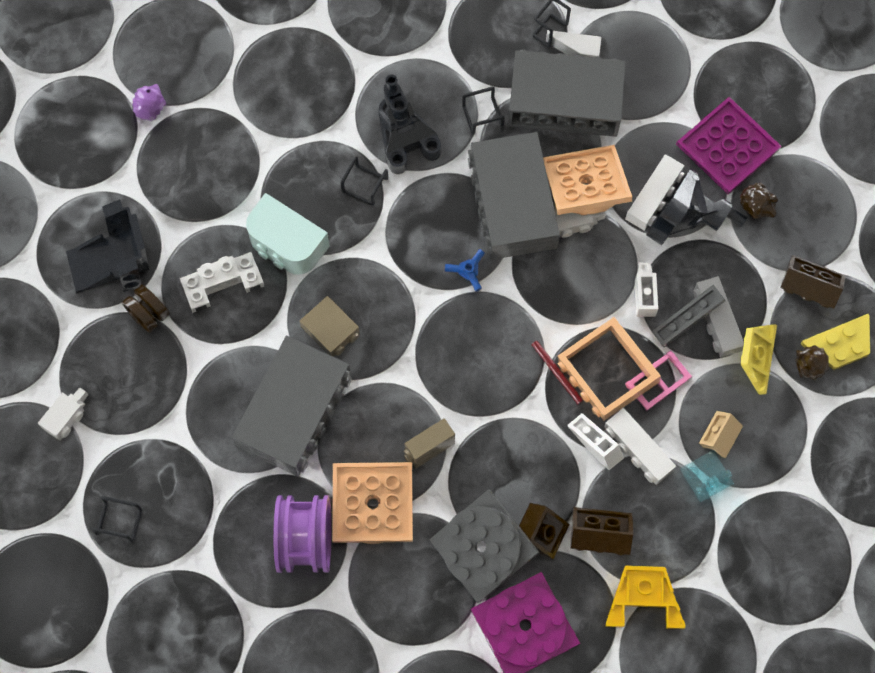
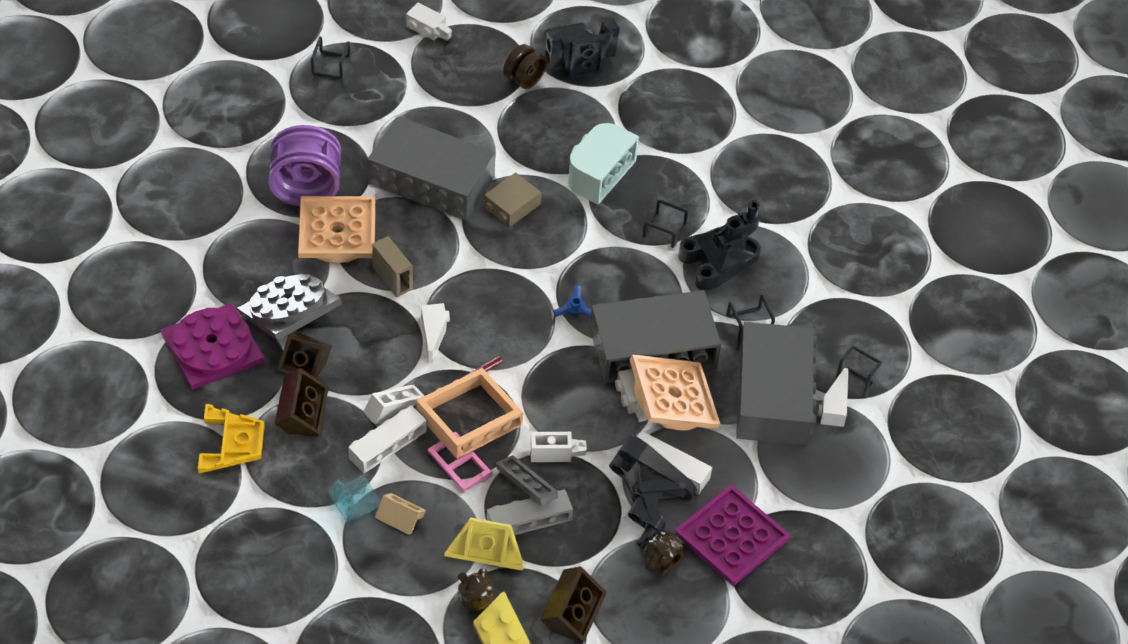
camera: 85 degrees right, 20 degrees down
(148, 102) = (733, 68): medium lavender animal -> none
(218, 276) = (560, 119): white bracket -> none
(500, 404) = (434, 327): none -> white slope

